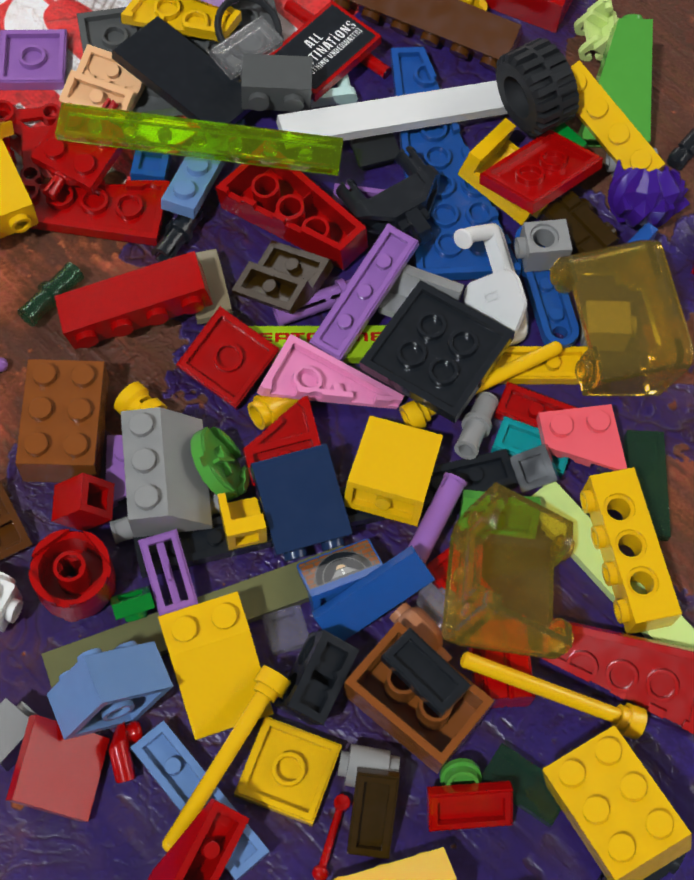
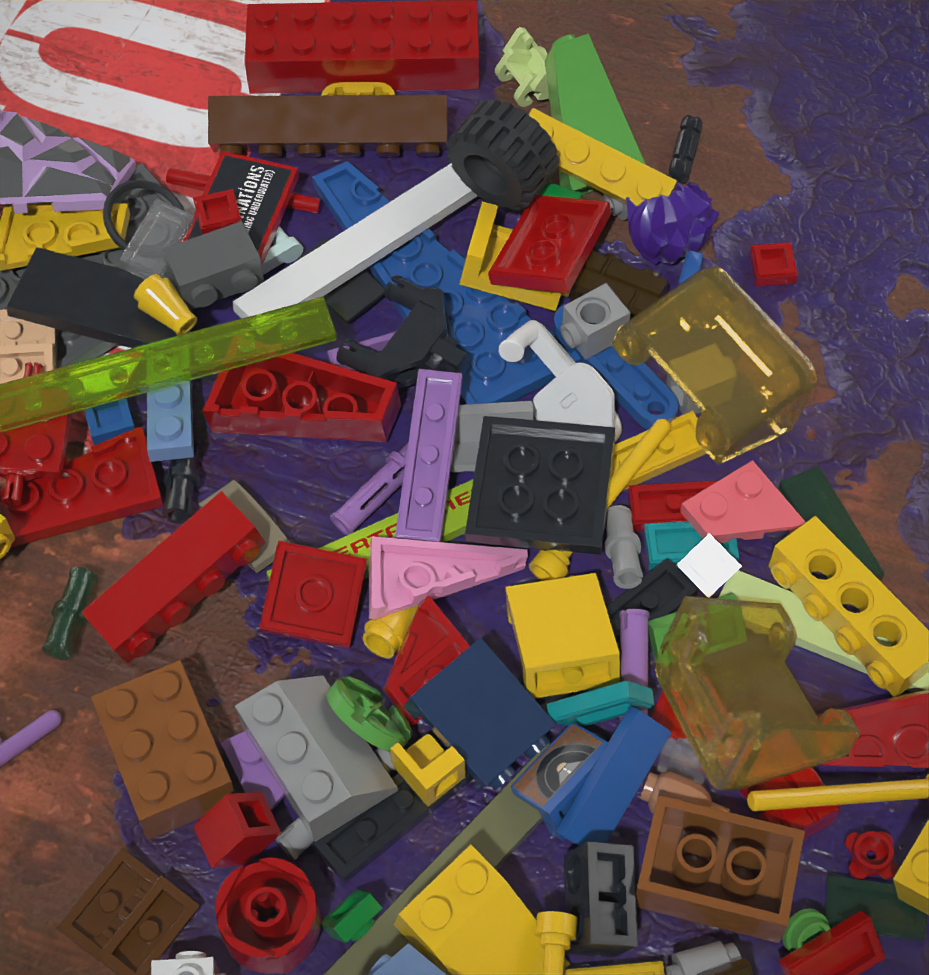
camera: 20 degrees left, 5 degrees down
(136, 397) = (236, 687): yellow wheel -> none
(159, 541) = (364, 880): medium lavender tile -> none
(226, 95) = (163, 302): none -> yellow cone
(283, 277) = (327, 478): dark brown slope -> none
(285, 629) = (533, 865): clear tile -> none
(303, 43) = (216, 210): none -> red tile
(393, 534) = (600, 704): none -> teal tile
(425, 672) = (718, 835): black tile -> none
(538, 731) = (881, 845): none -> red plate

